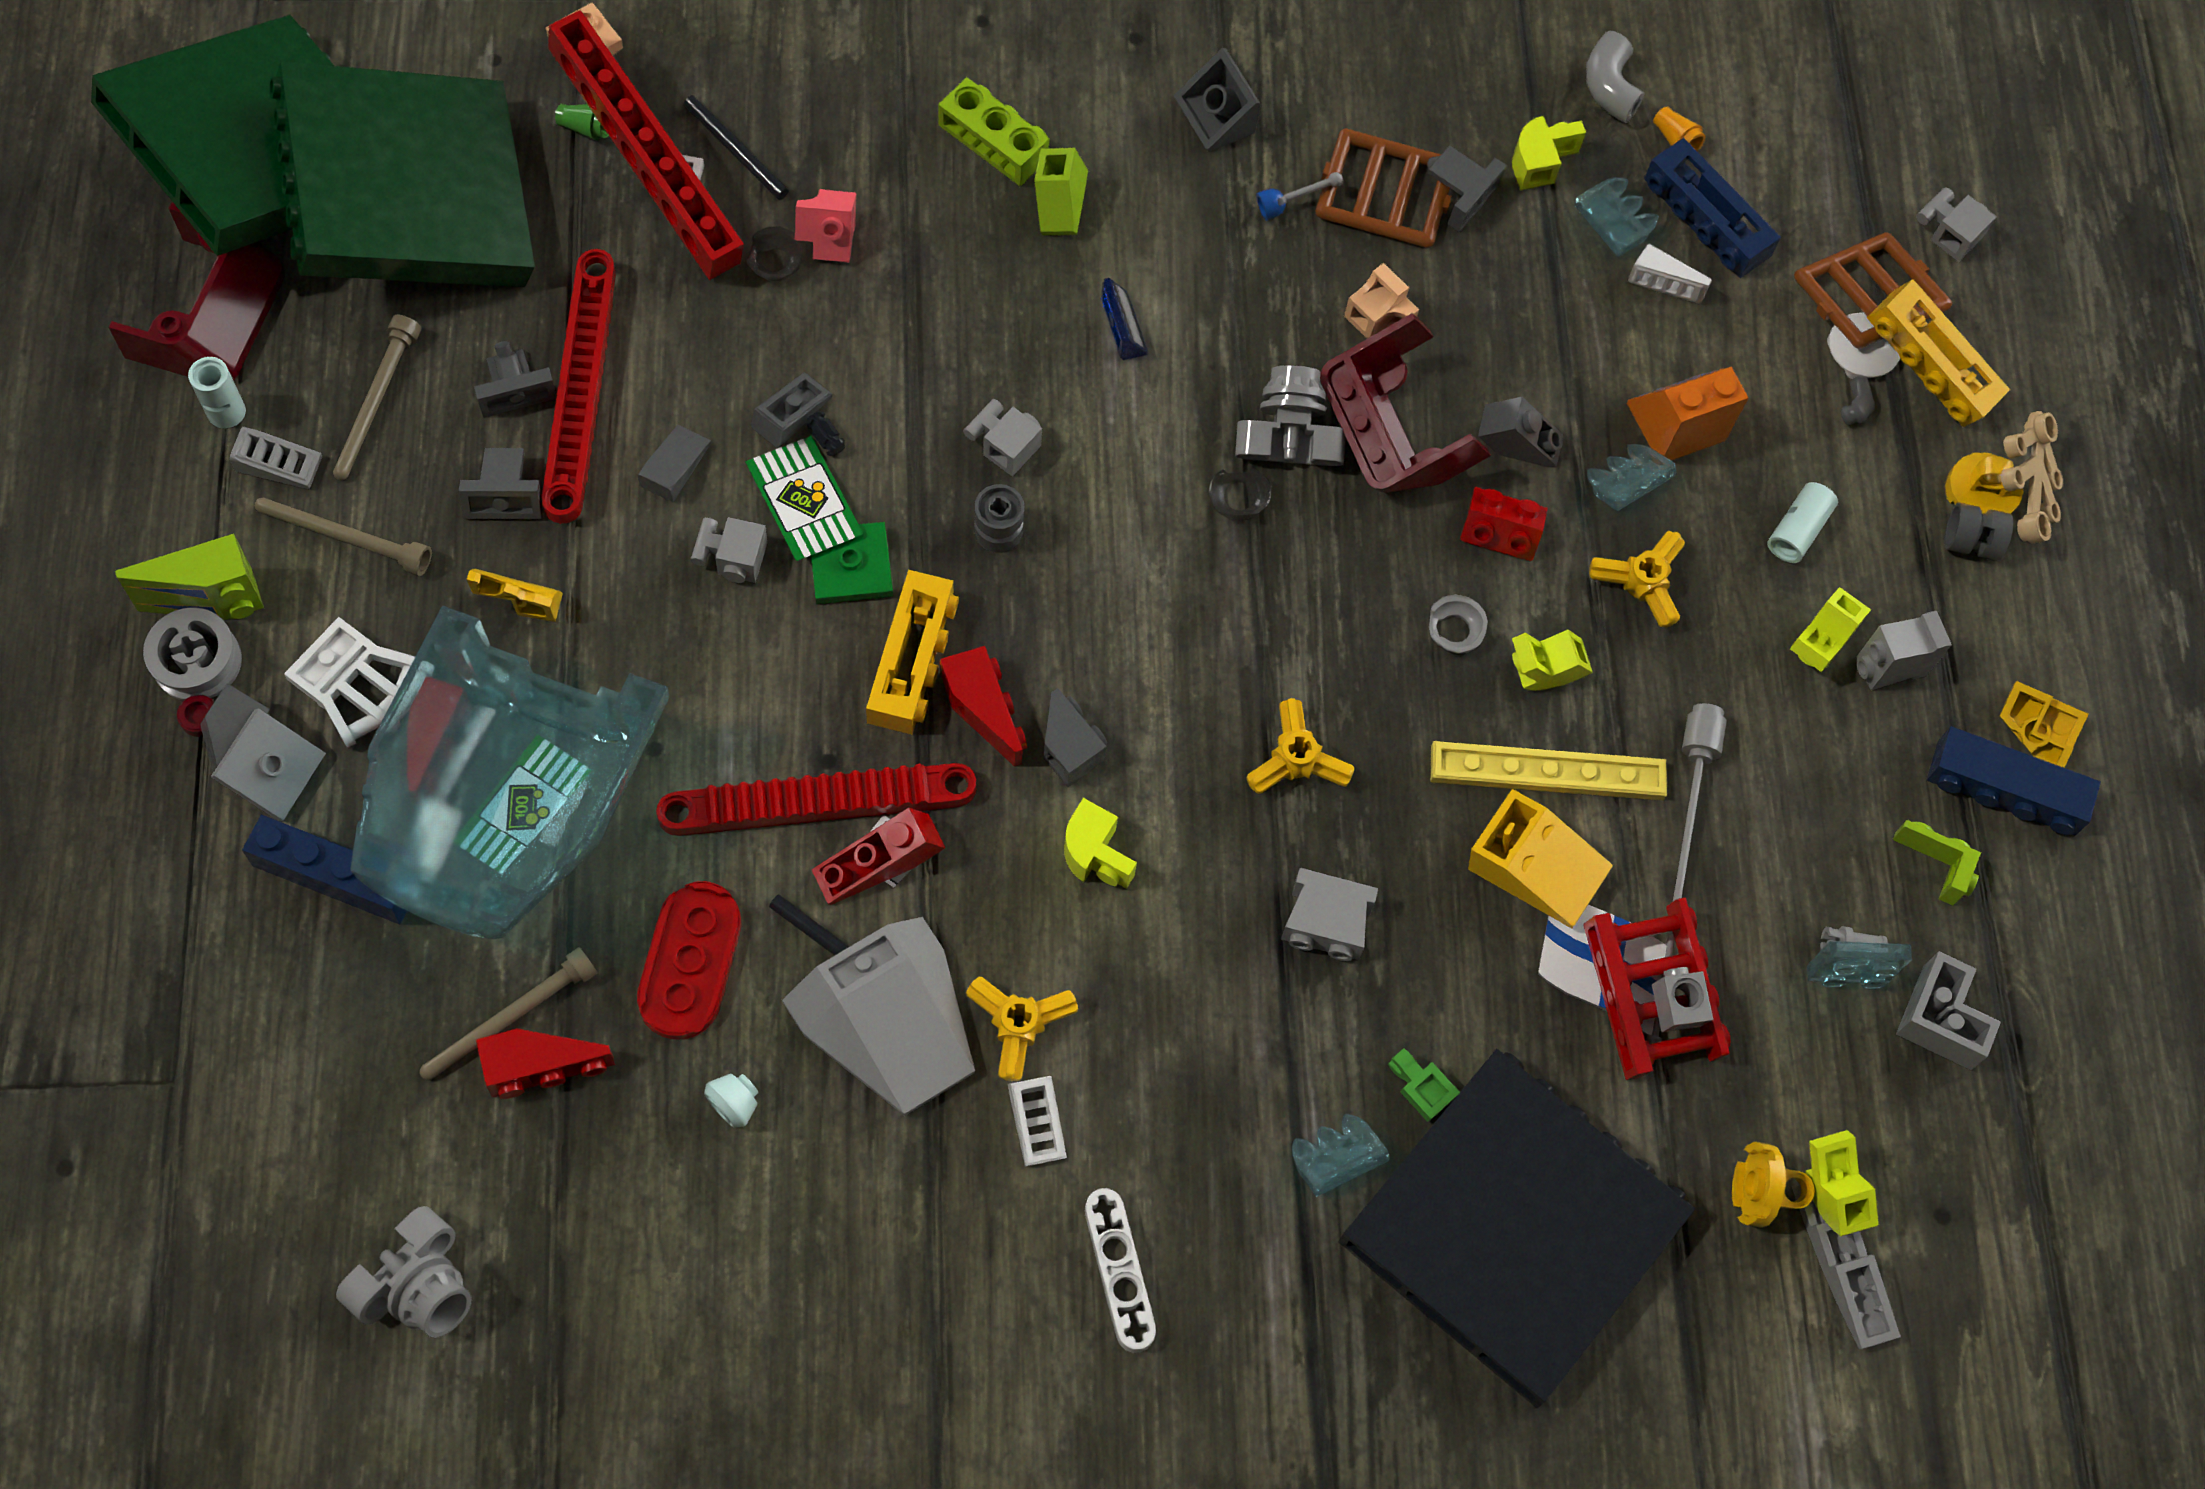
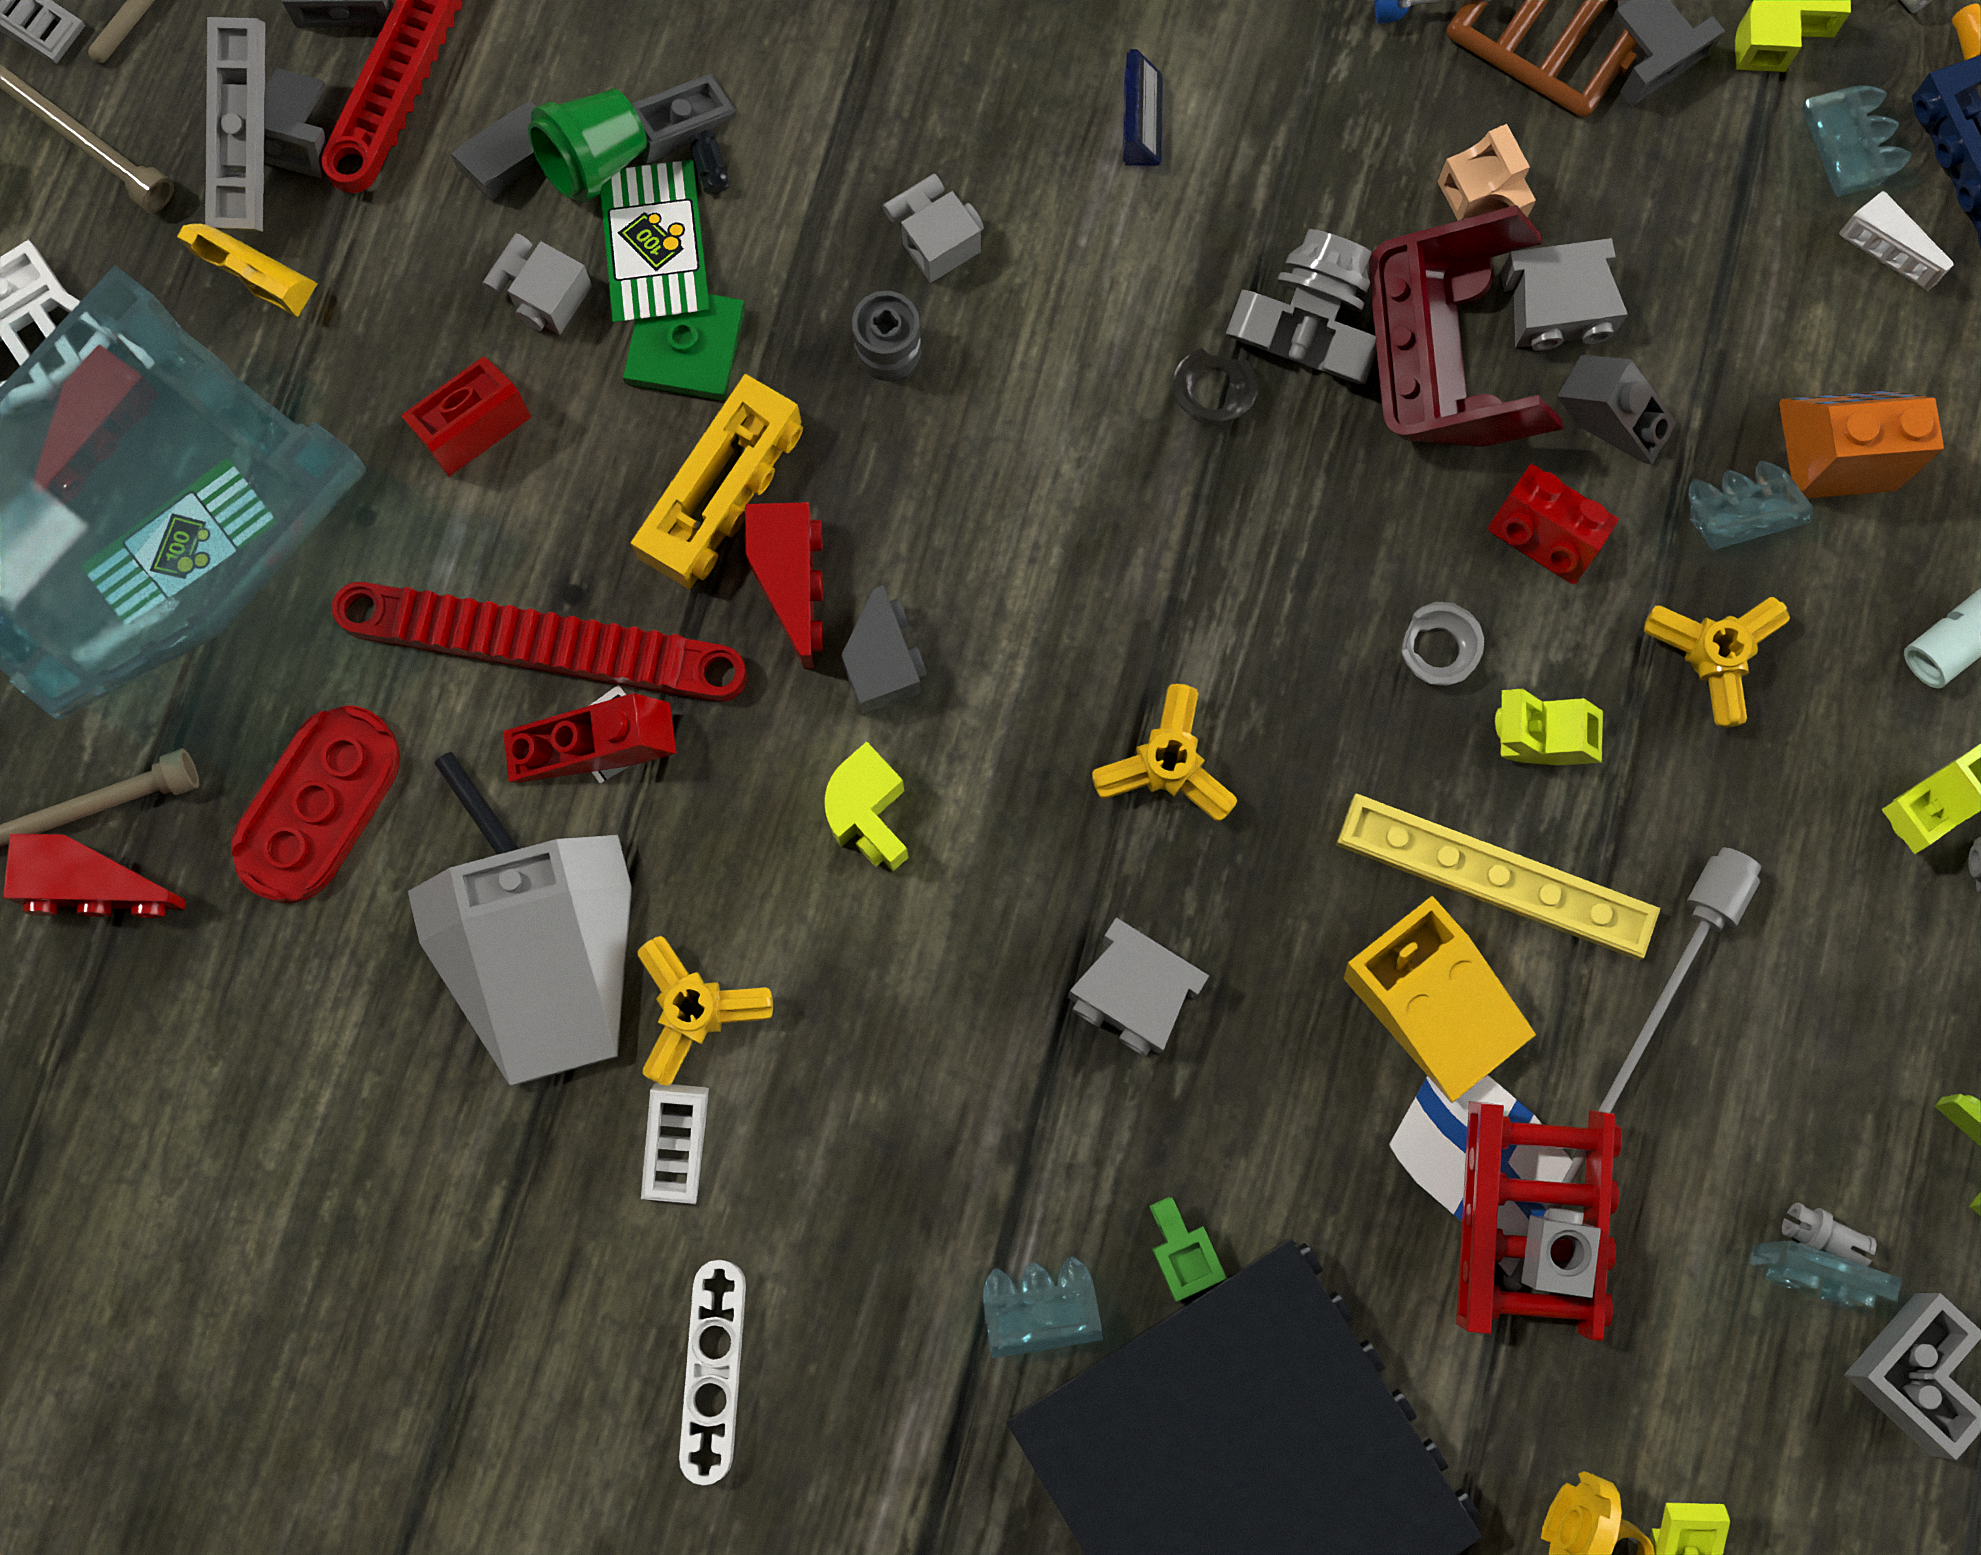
camera: 25 degrees right, 10 degrees up
(476, 492) = (235, 123): none -> light grey hinge
(709, 654) = (467, 415): none -> red slope
(732, 1098) = (302, 1002): light aqua cone -> none
(735, 441) = (585, 141): none -> green piece
(1458, 368) = (1563, 294): none -> light grey hips

